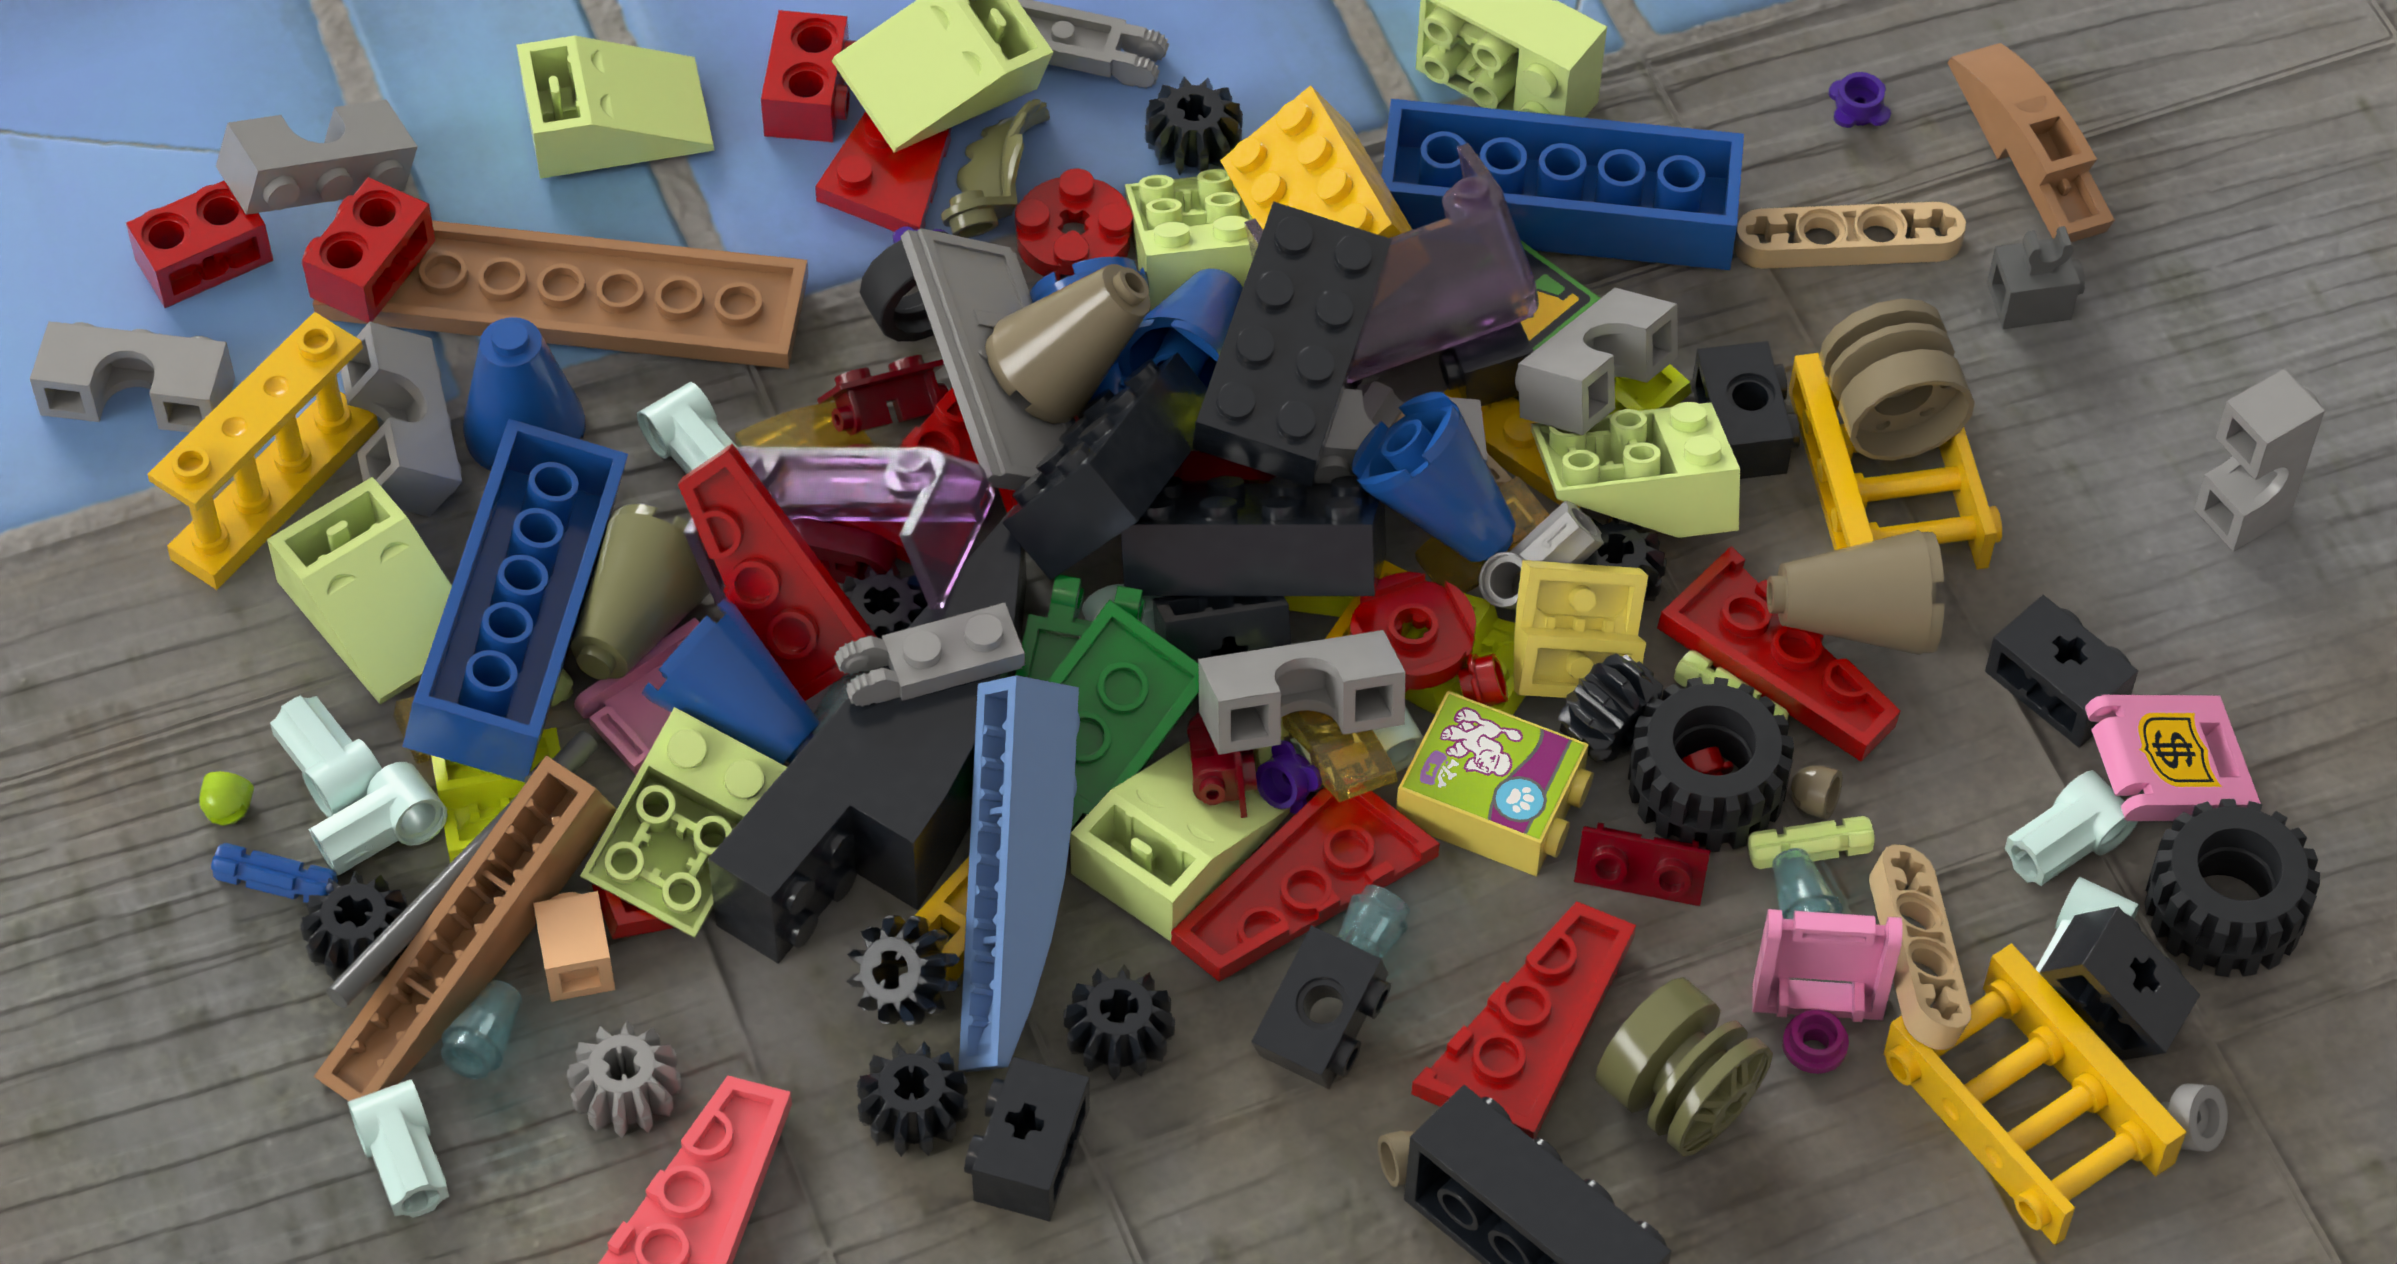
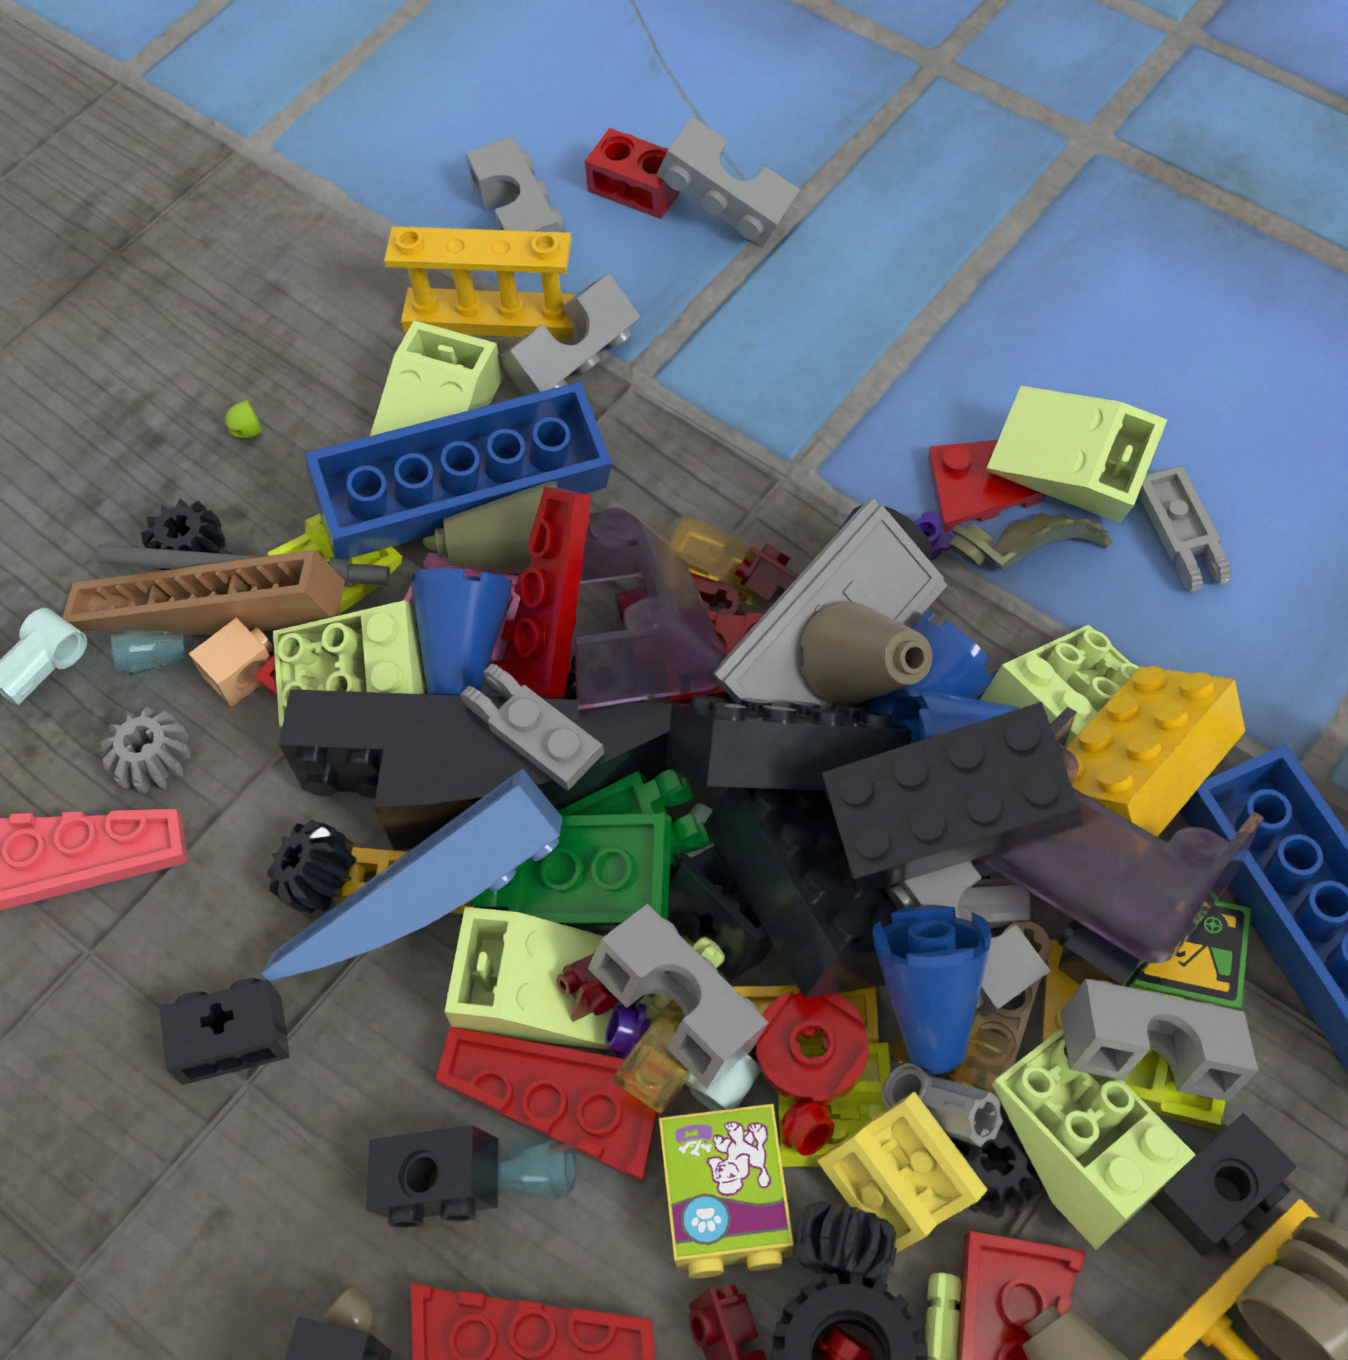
camera: 65 degrees right, 5 degrees up
(270, 872) = (207, 475): blue axle -> none
(330, 763) = (286, 463): light aqua piece -> none
(368, 250) = (674, 245): red brick -> none
(395, 809) = (277, 508): light aqua piece -> none
(517, 381) = (627, 387): blue cone -> none
(603, 294) = (743, 370): medium nougat plate -> none
(610, 104) = (896, 299): yellowish green slope -> none
(683, 427) = (676, 490): light aqua piece -> none
(801, 84) = (991, 386): red brick -> none
(912, 1077) = (206, 941): black gear -> none
(1065, 200) = (1025, 589): red plate -> none
(1119, 999) = (333, 1042): black gear -> none
(1193, 125) = (1168, 634): black gear -> none

